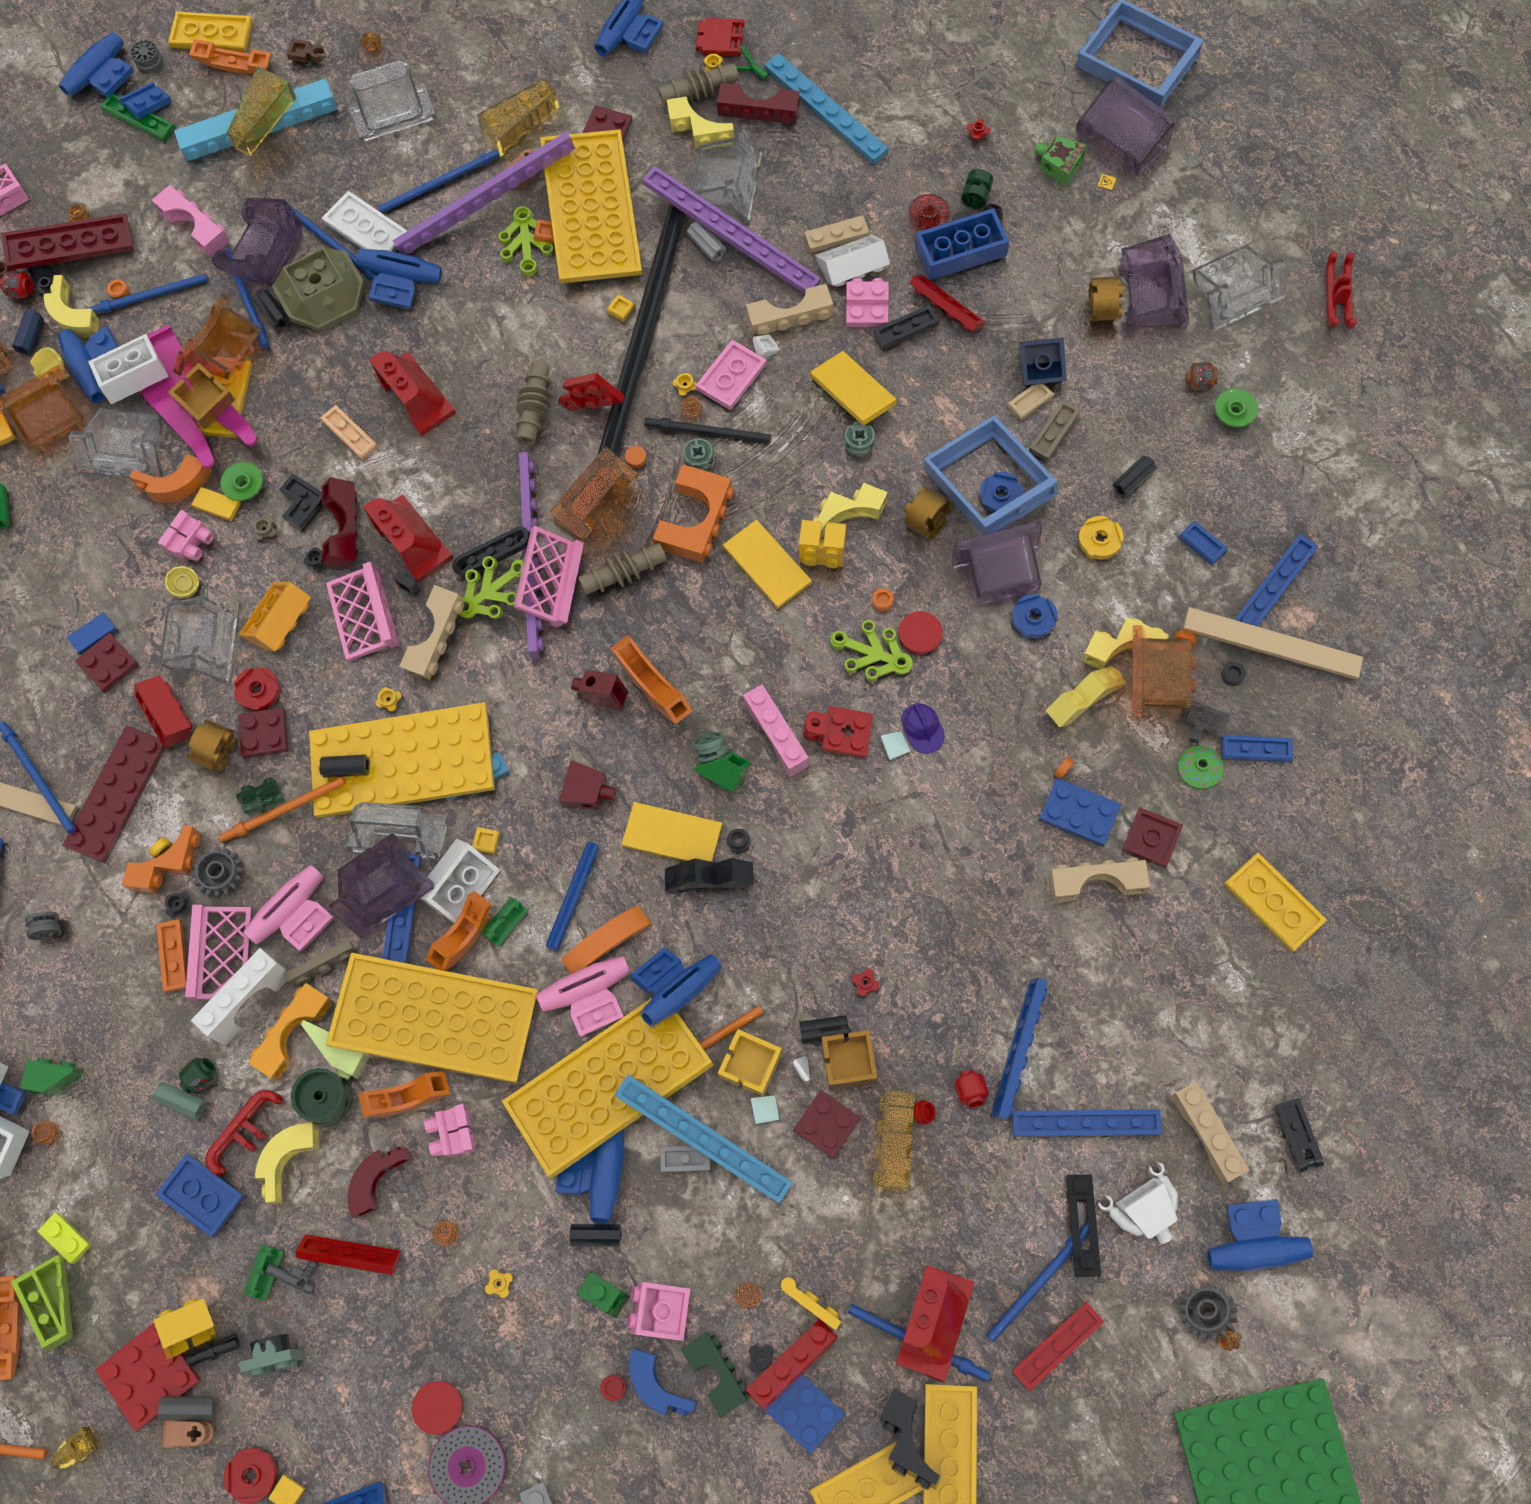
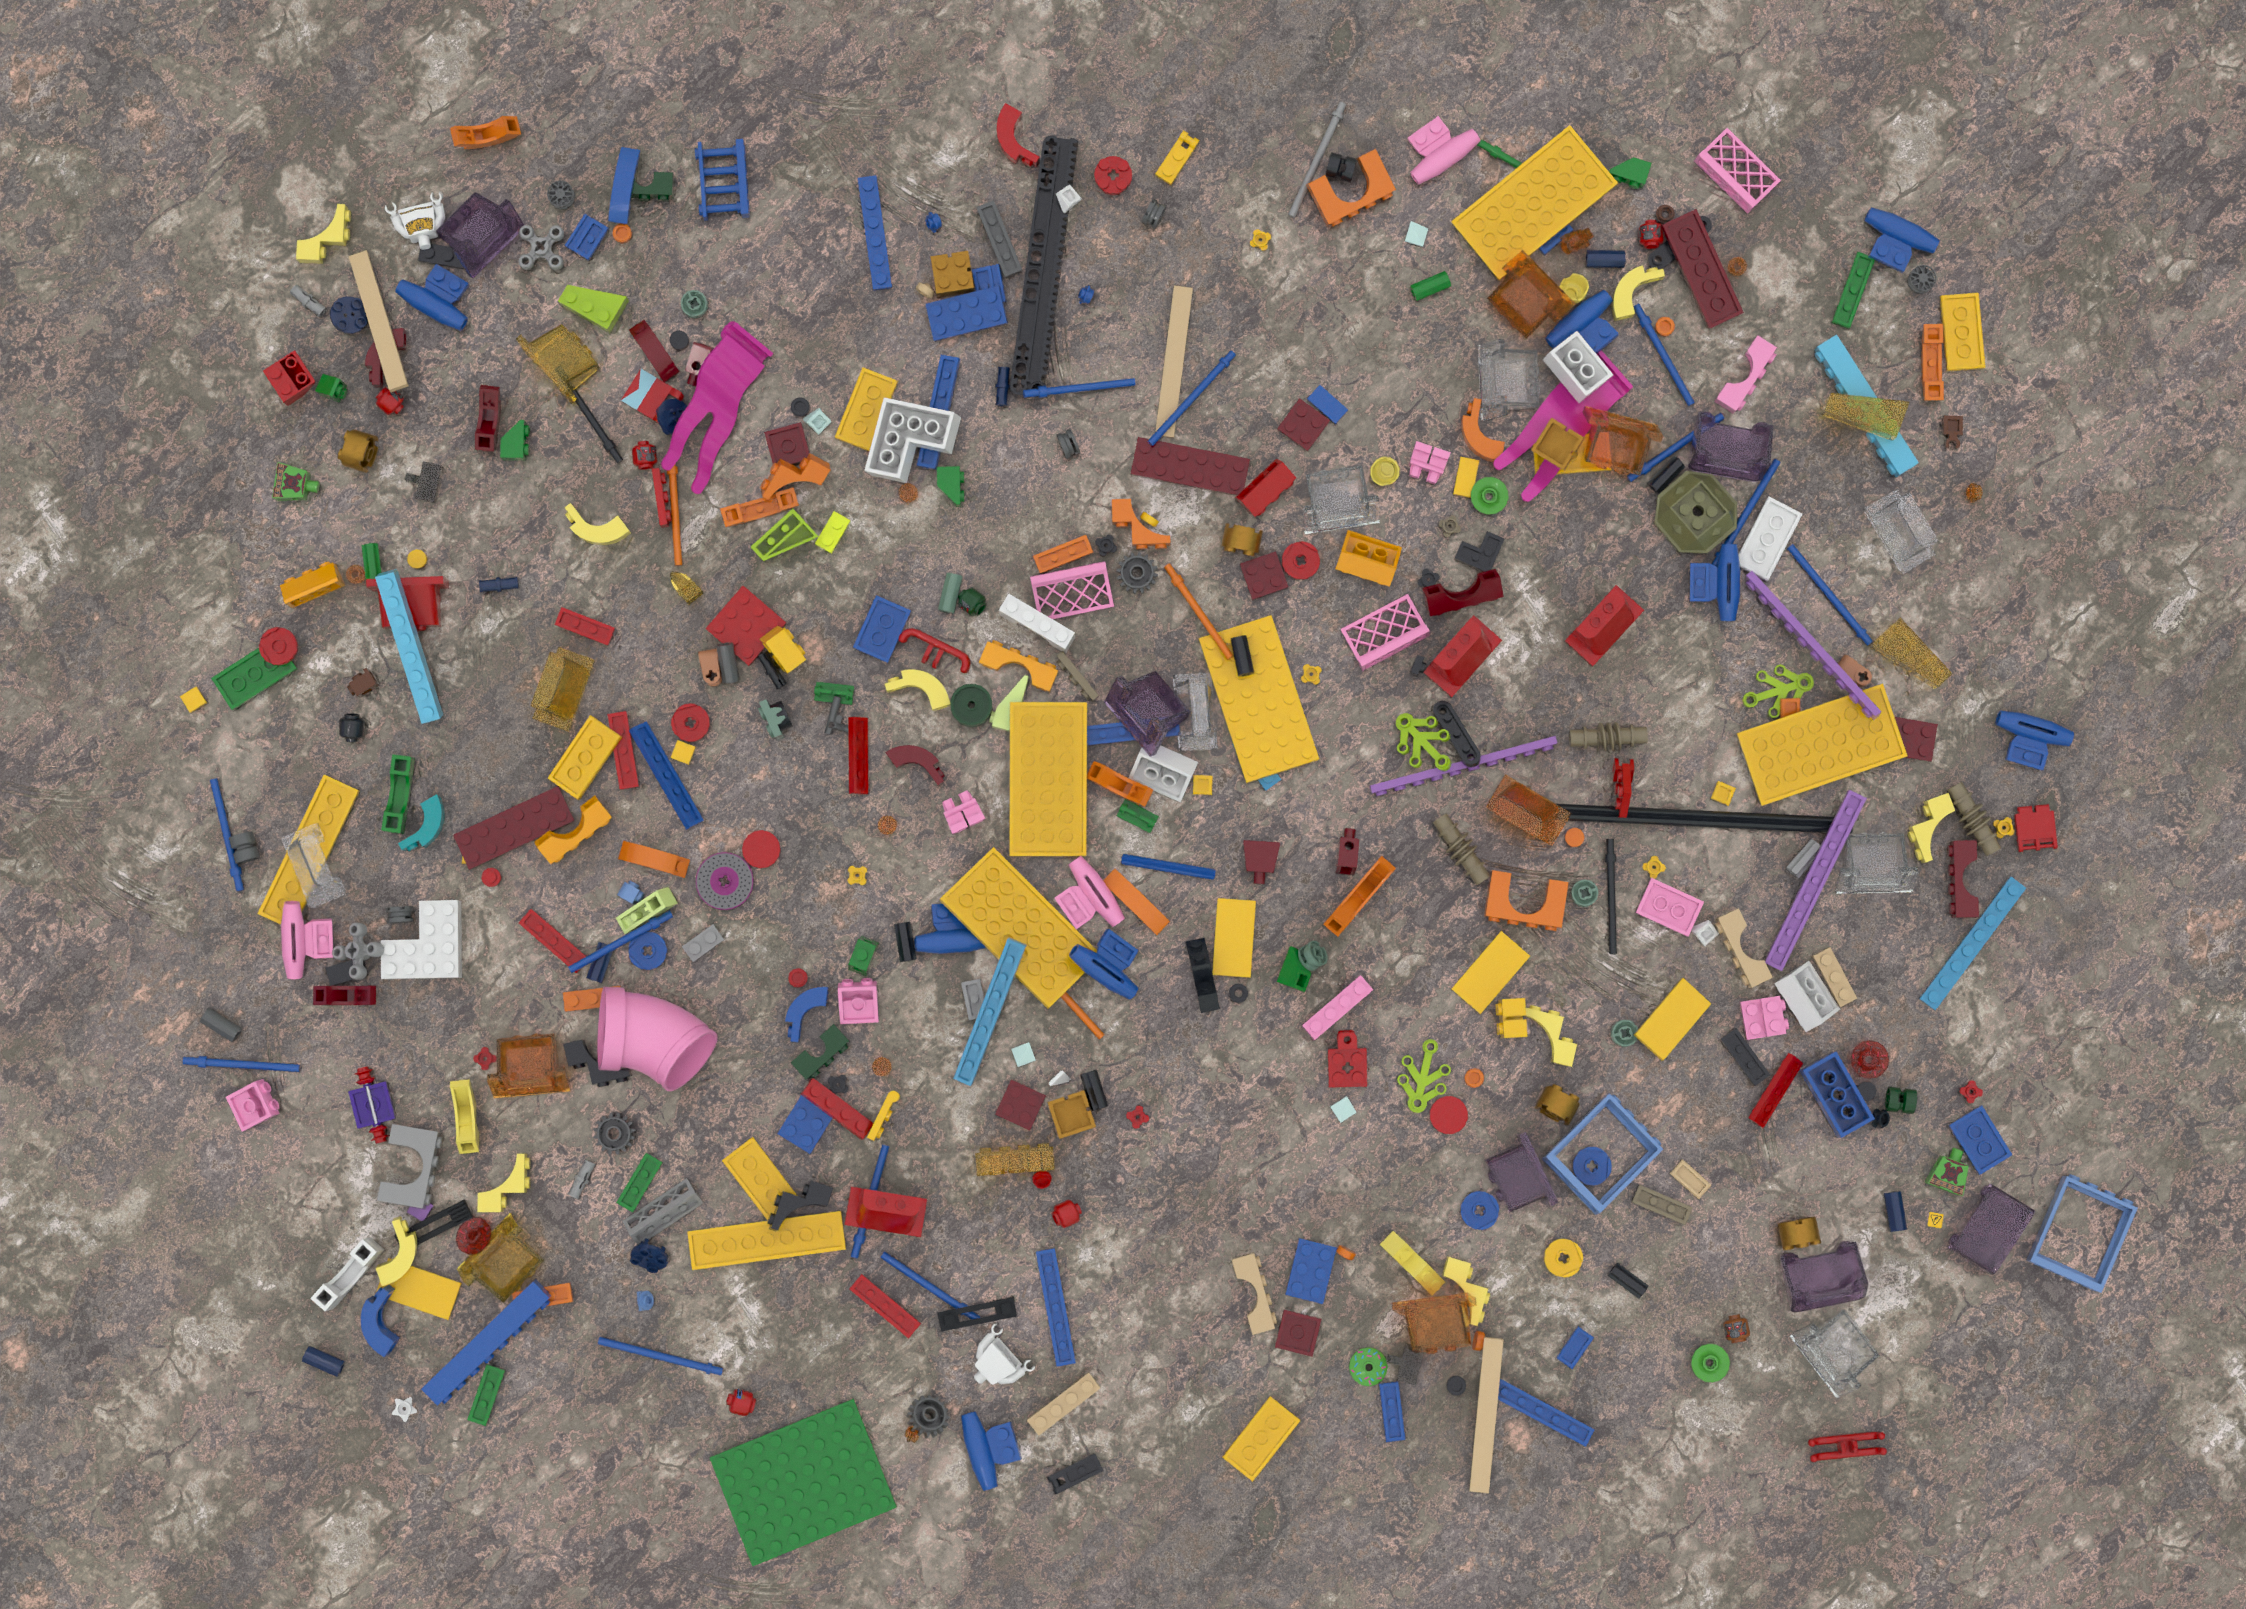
camera: 70 degrees right, 15 degrees up
(145, 100) = (1870, 294): blue plate -> none
(260, 797) = (1205, 590): clear green hips -> none
(292, 912) = (1115, 641): bright pink plate -> none
(349, 432) = (1555, 576): light nougat tile -> none
(405, 1097) = (983, 771): orange arch -> none
(423, 658) = (1398, 704): tan arch -> none
(564, 585) = (1441, 801): bright pink fence -> none
(691, 411) = (1626, 879): clear orange plate -> none
(752, 1063) = (1056, 1038): yellow piece -> none
(753, 66) = (2008, 865): green plant -> none
(923, 728) = (1363, 1130): dark purple piece -> none
(1017, 1058) = (1098, 1246): blue plate -> none
(1028, 127) = (1980, 1140): none -> blue plate
(1042, 361) = (1727, 1184): dark blue slope -> none
(1093, 212) = (1895, 1211): none -> dark blue axle

